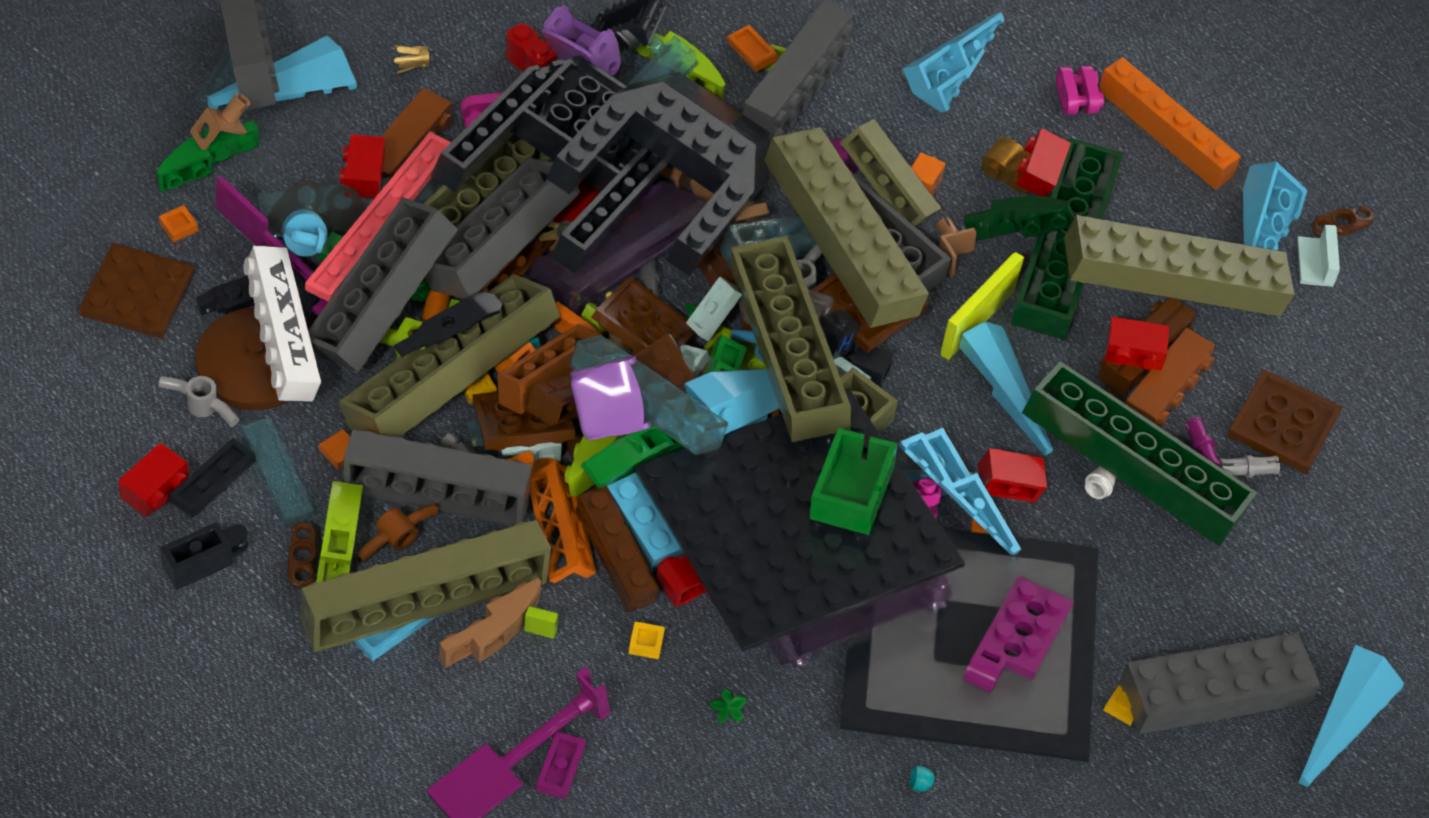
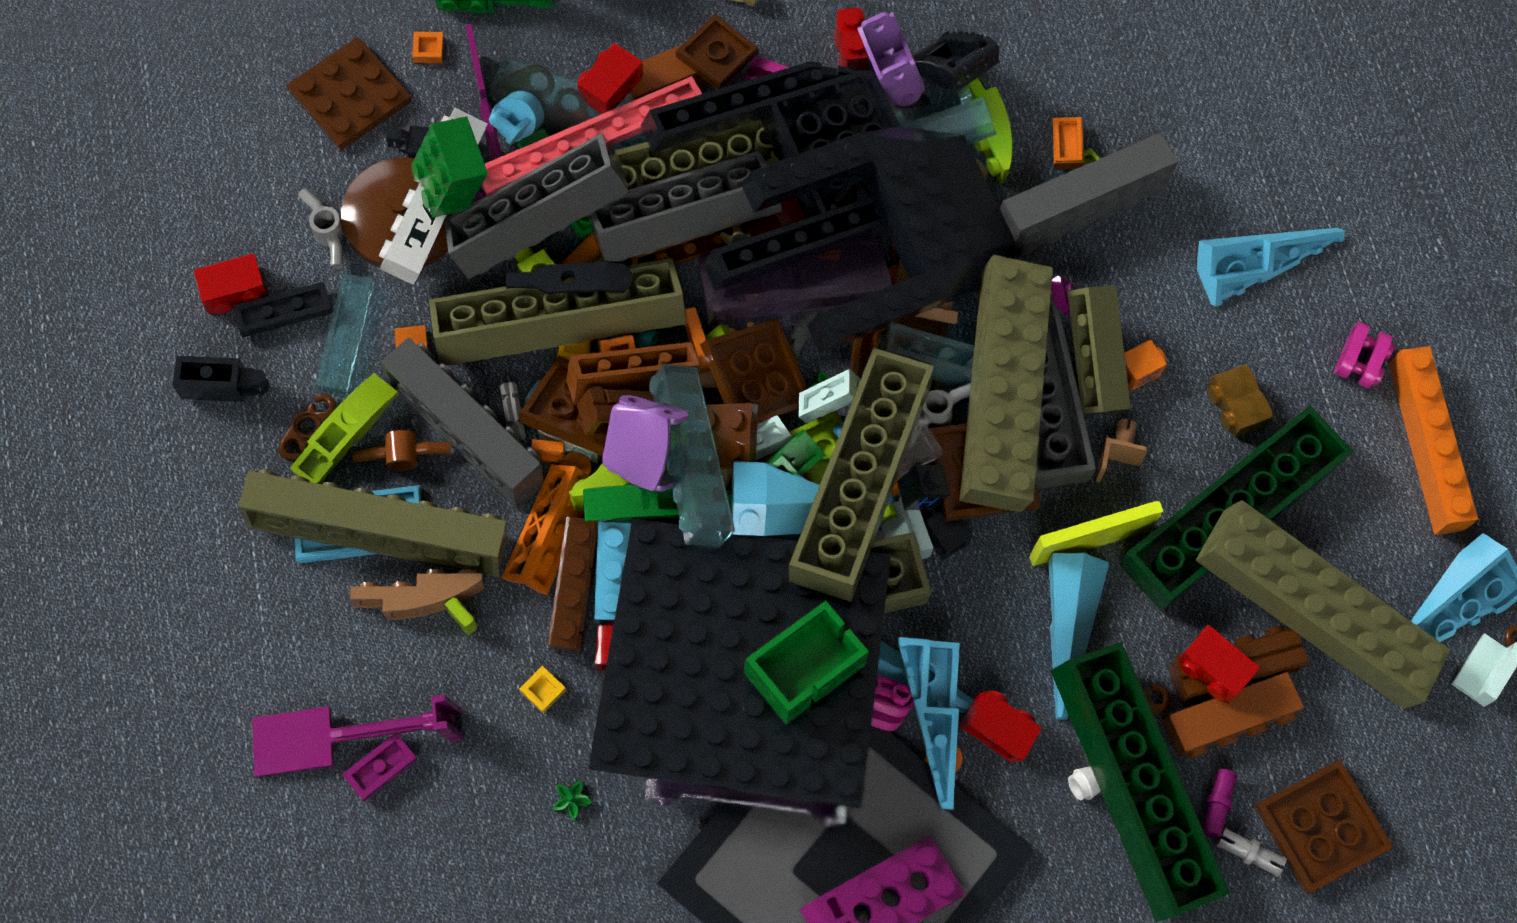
camera: 35 degrees right, 15 degrees up
(299, 279) = (449, 167): none -> green piece
(433, 108) = (717, 52): none -> reddish brown tile
(1023, 213) = (1202, 464): dark green slope -> none
(1042, 162) = (1261, 417): brick -> none

